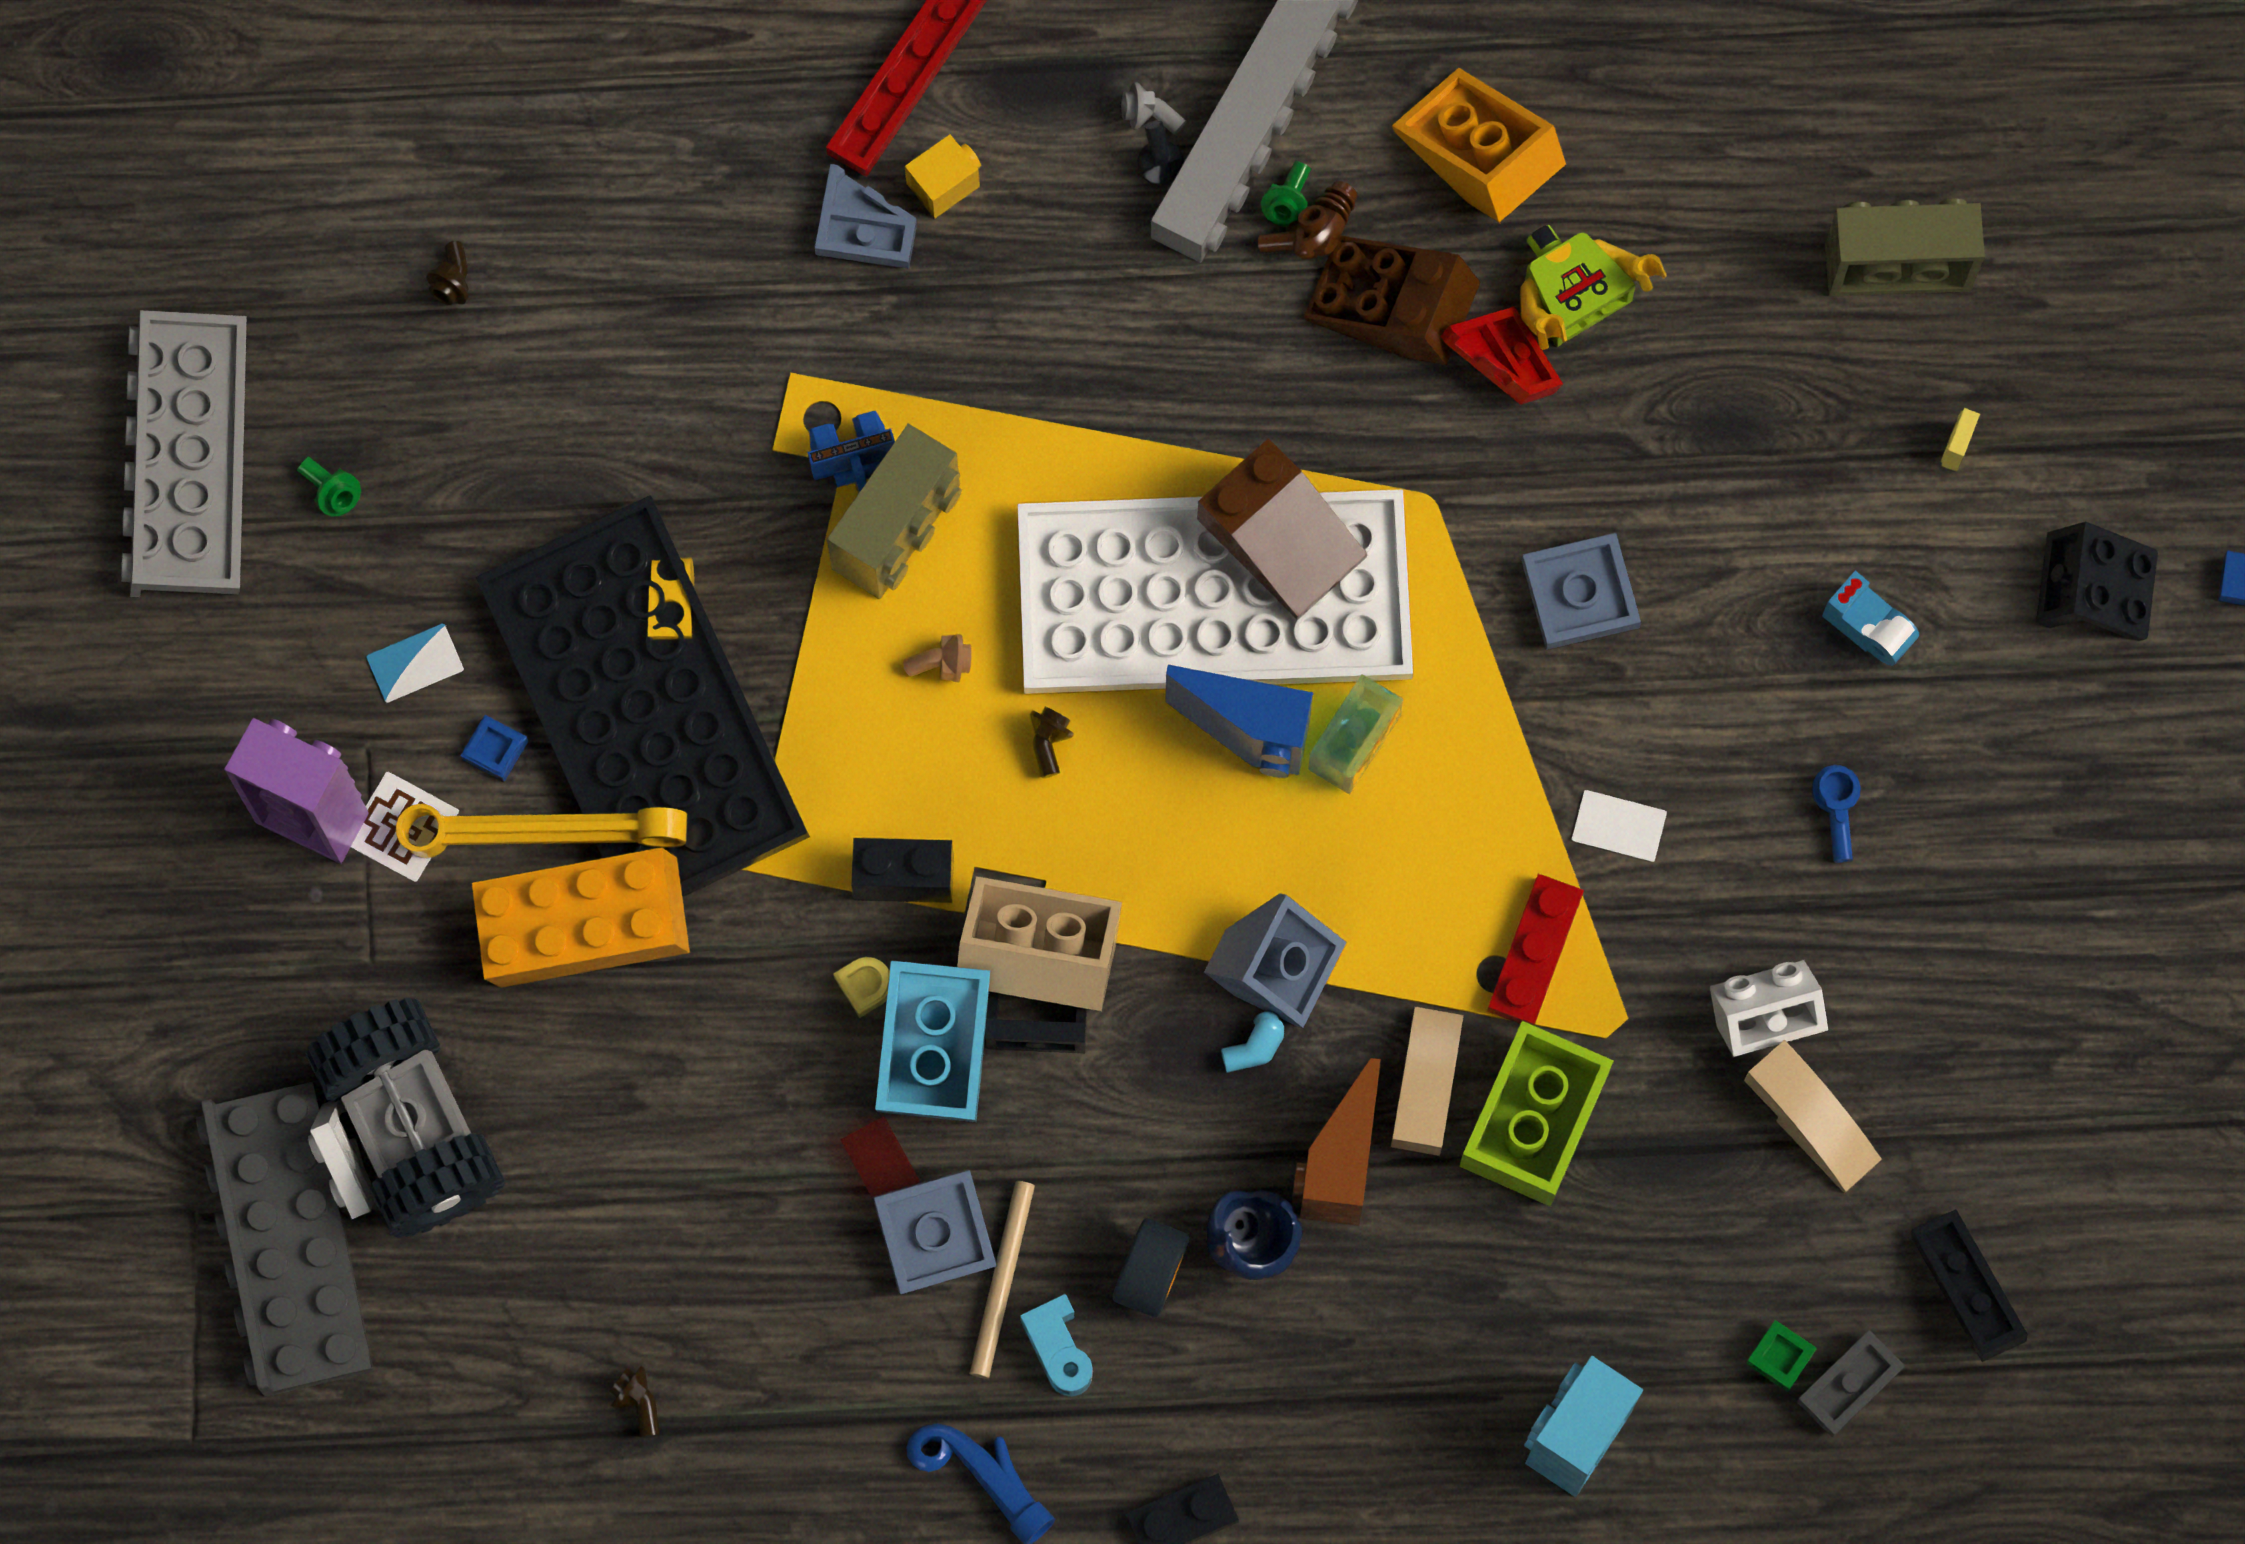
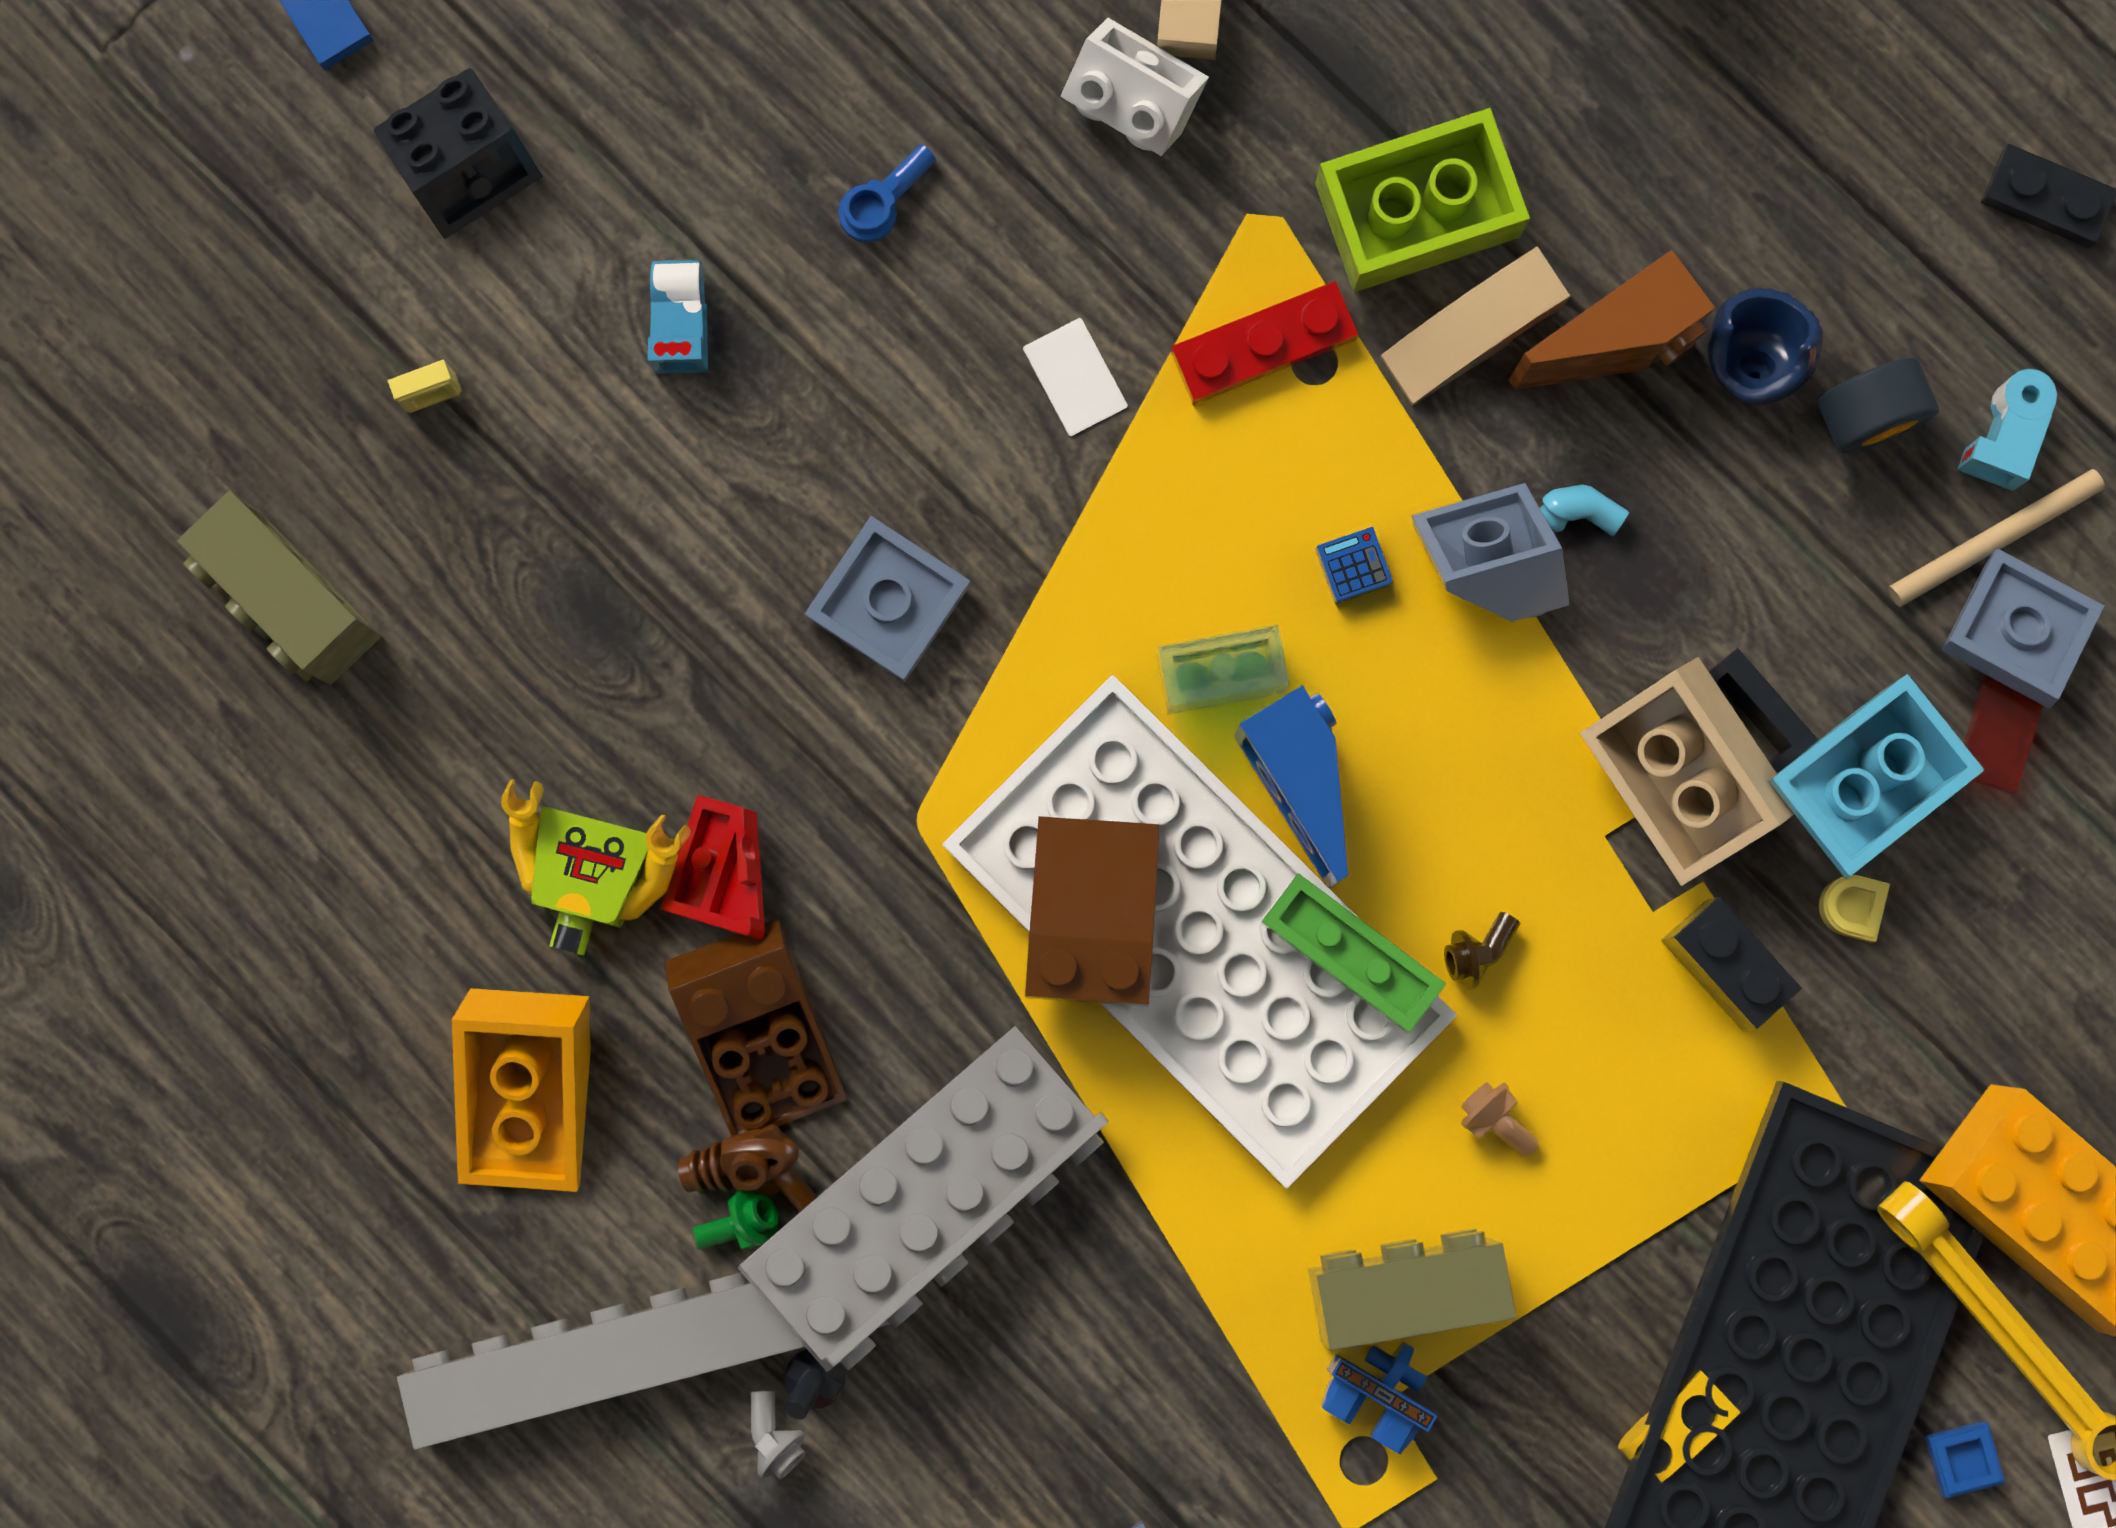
camera: 130 degrees left, 10 degrees up
(1116, 654) = (1353, 953): none -> bright green plate
(1204, 298) = (922, 1201): none -> light grey bracket
(1347, 878) = (1354, 565): none -> blue tile

